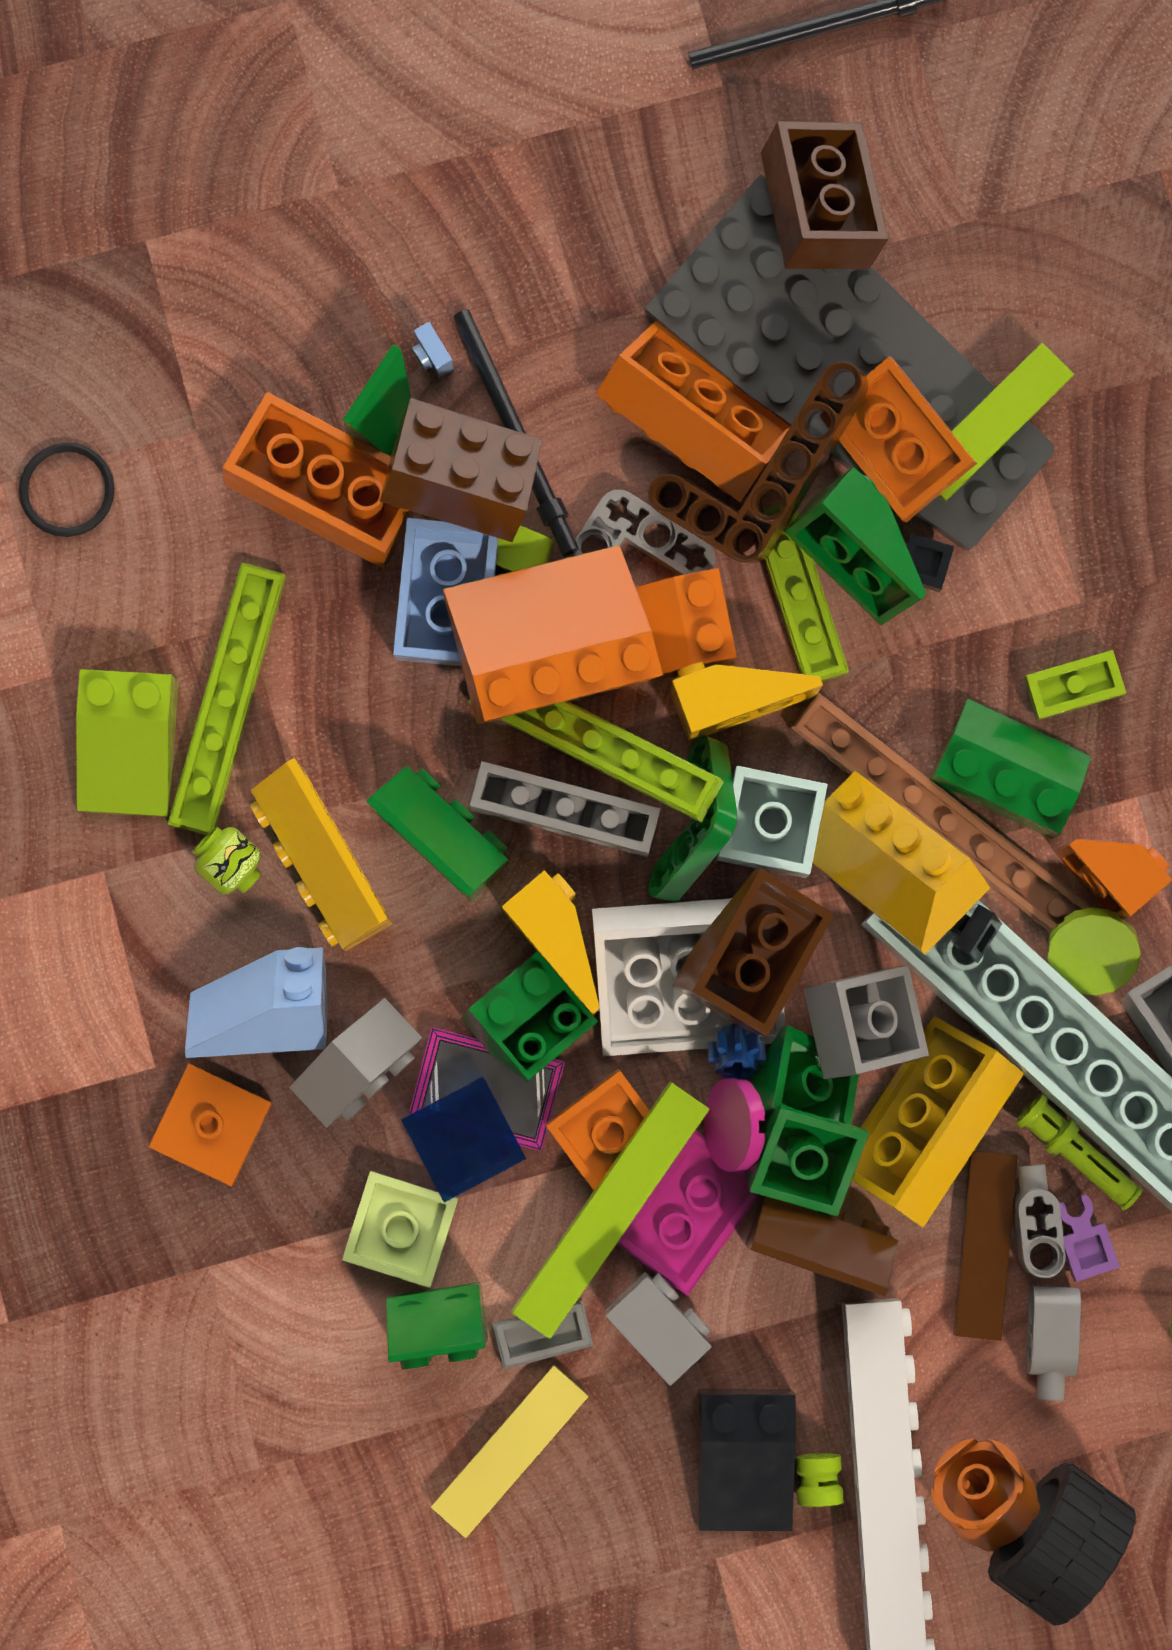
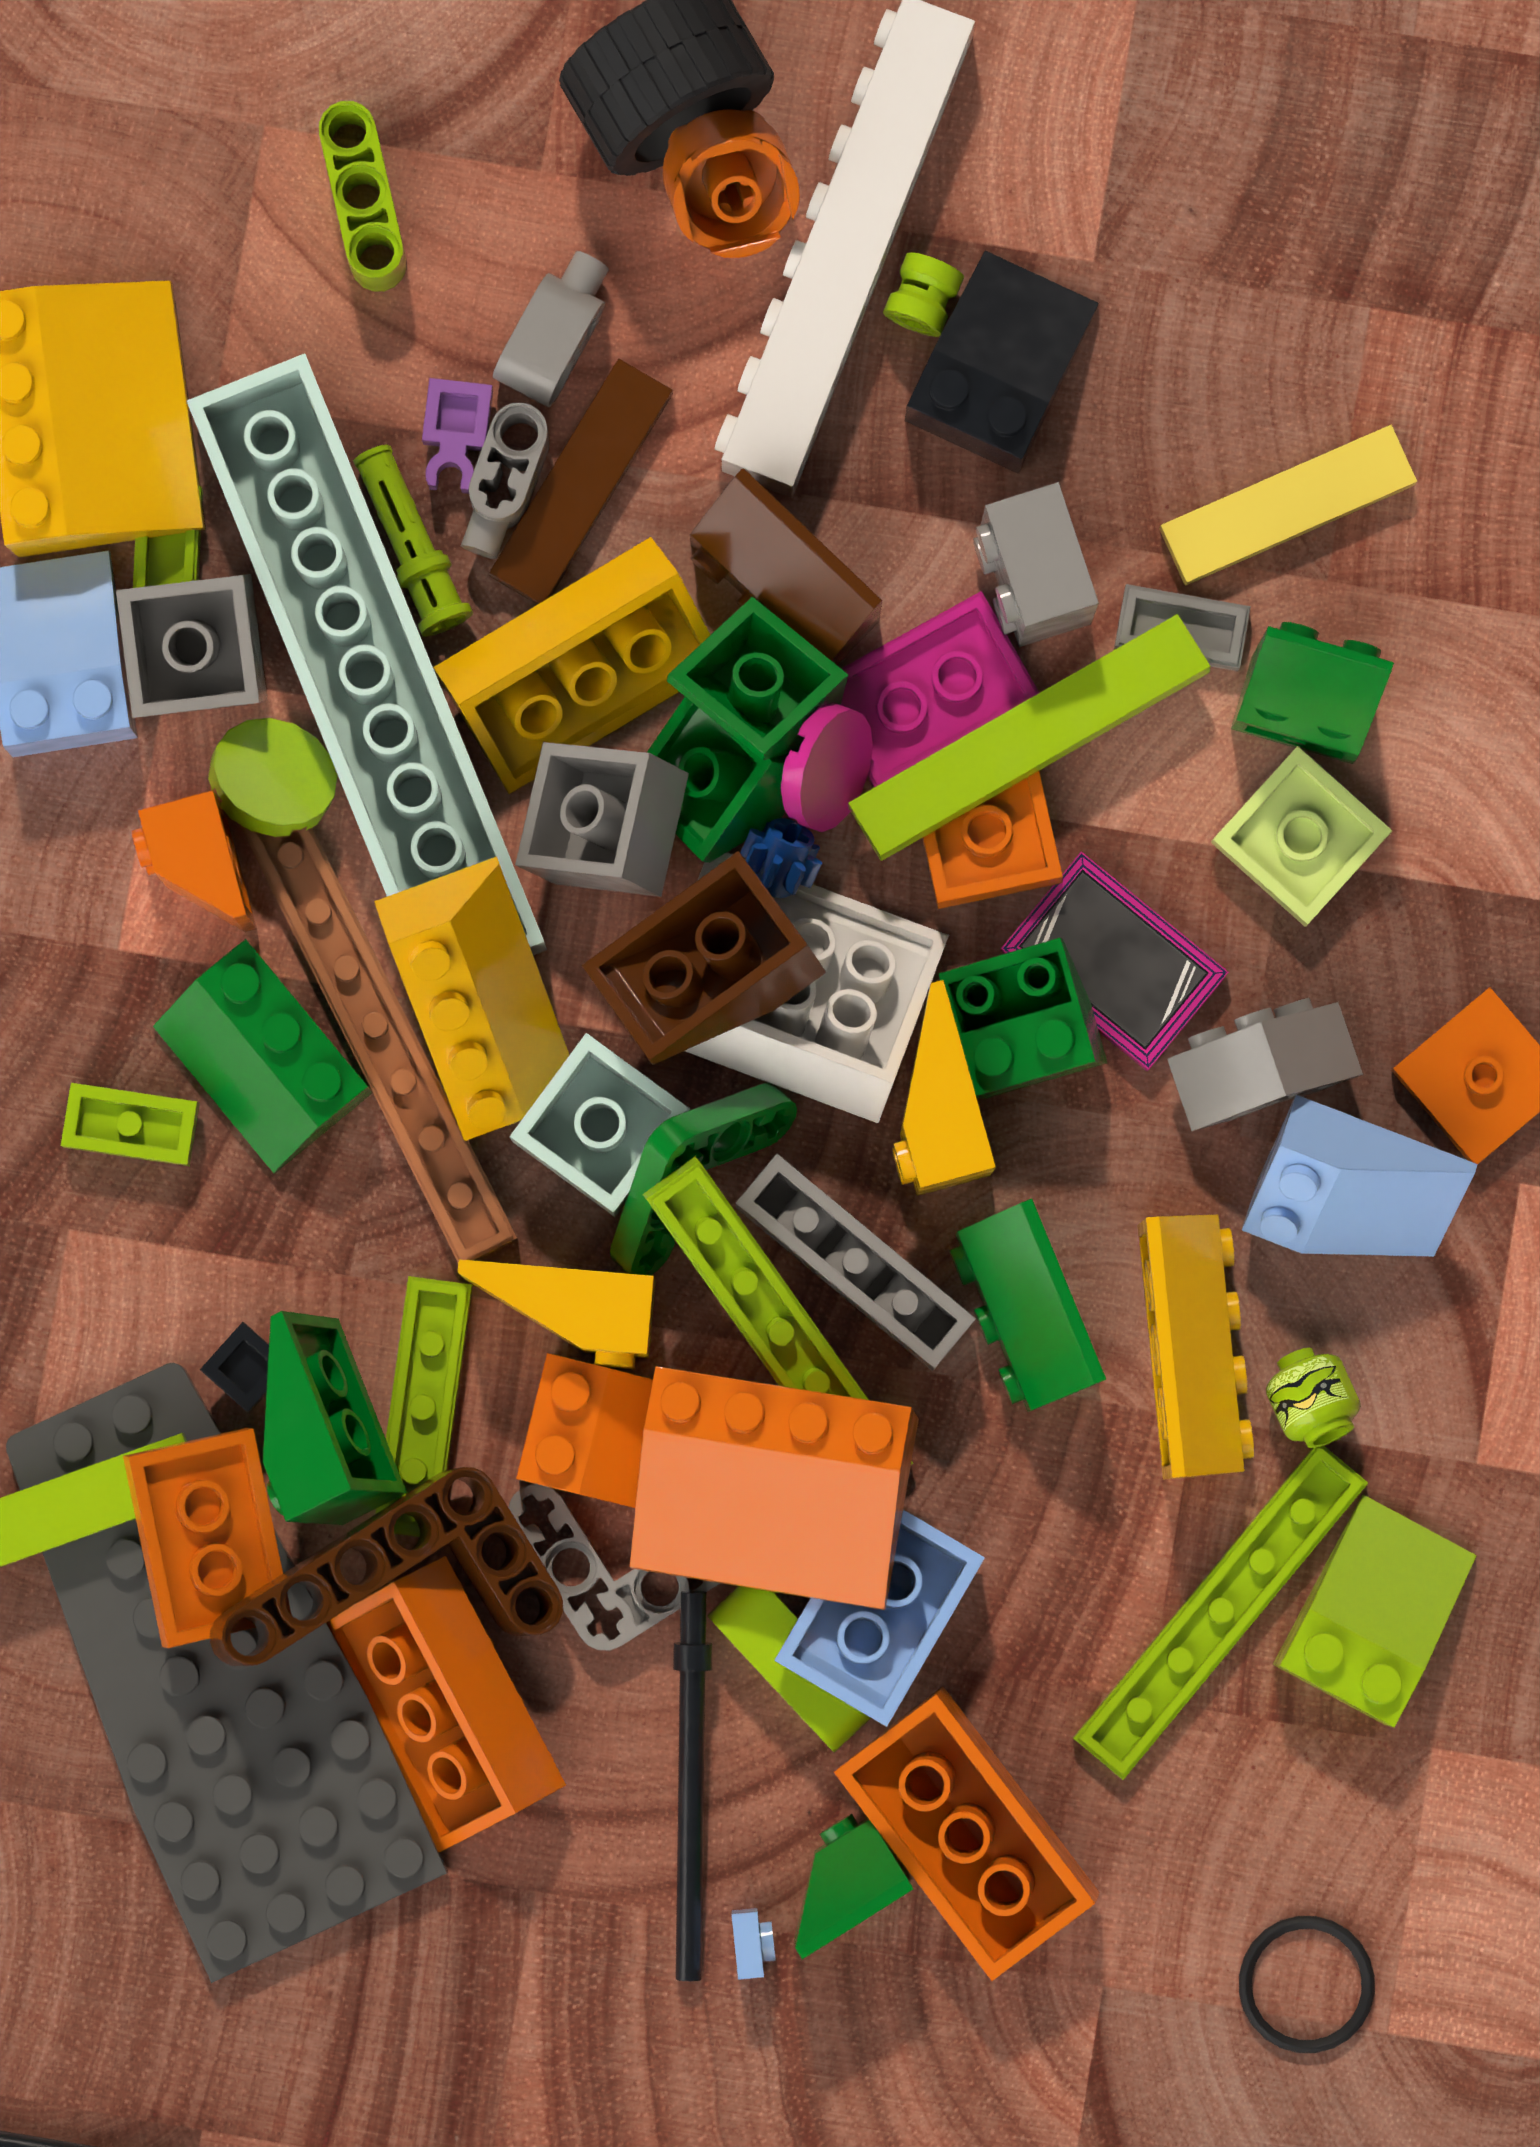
camera: 155 degrees left, 0 degrees up
(461, 470) = (789, 1752): reddish brown brick -> none
(463, 1139) = (1172, 907): clear blue plate -> none
(823, 195) = (148, 1905): reddish brown brick -> none
(976, 932) = (414, 858): black tile -> none

